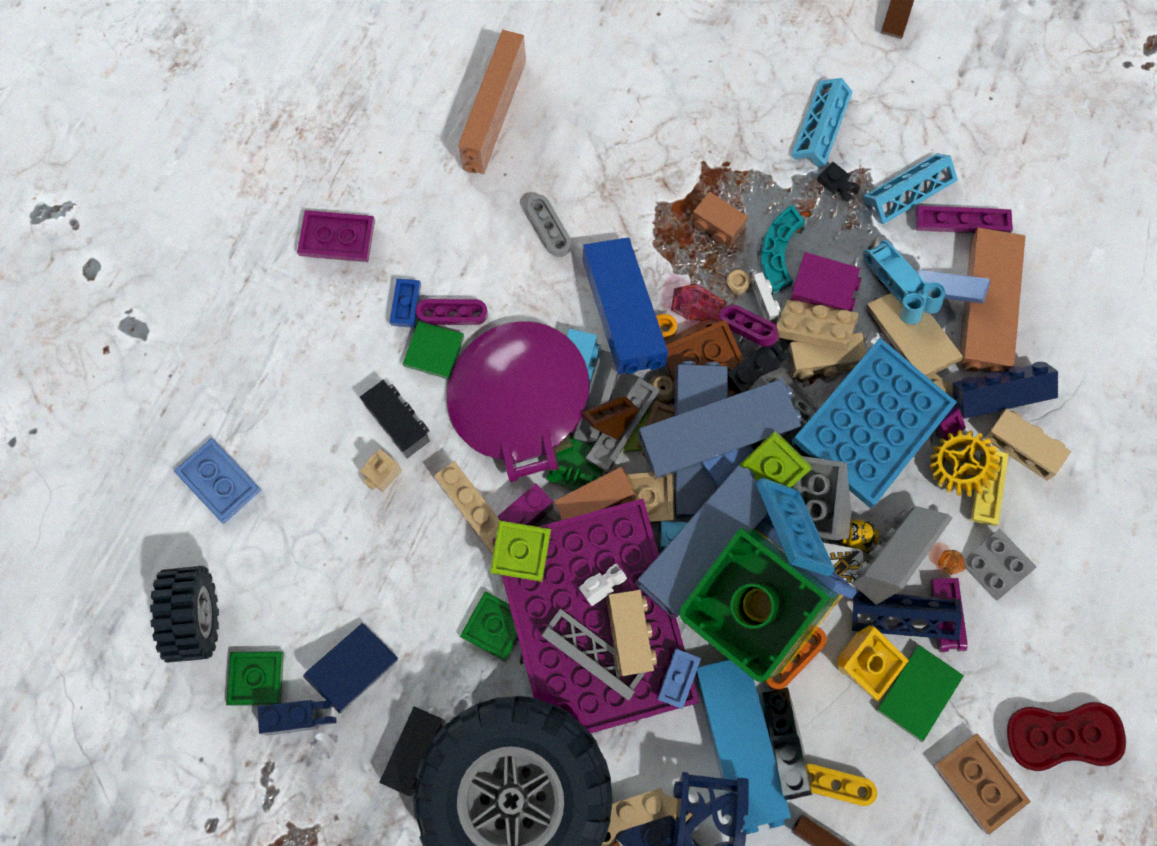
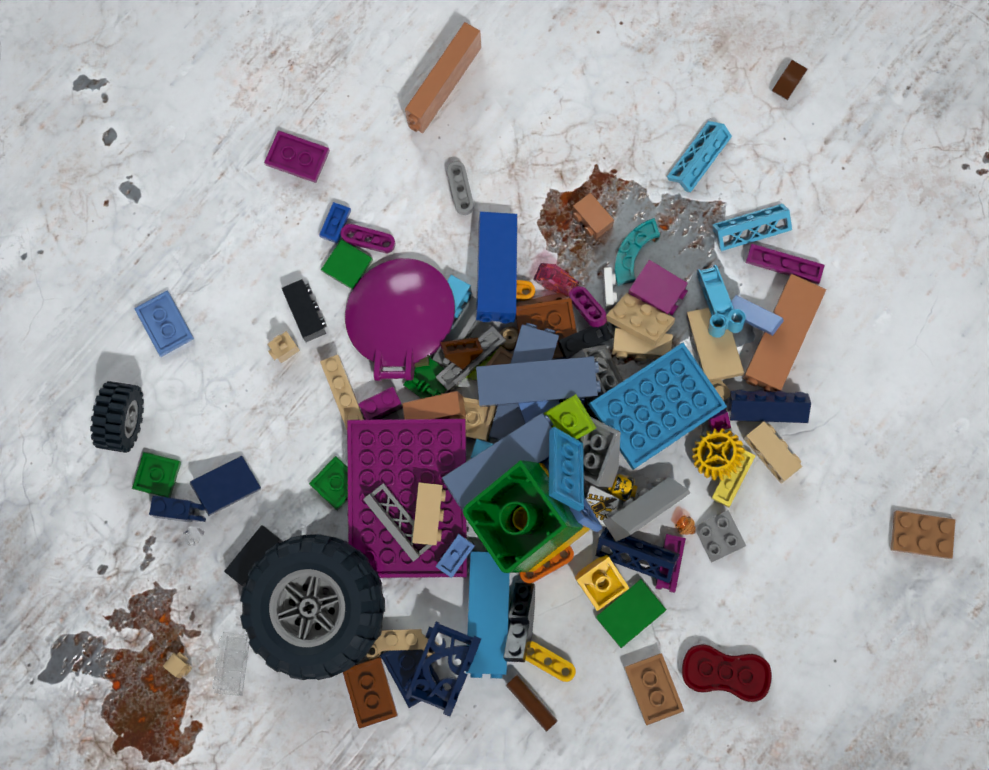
camera: 20 degrees right, 5 degrees up
(520, 551) = (365, 434): lime tile -> none
(600, 585) = (413, 475): white plate -> none
(738, 282) = (593, 269): tan tile -> none
(836, 179) = (695, 205): black plate -> none

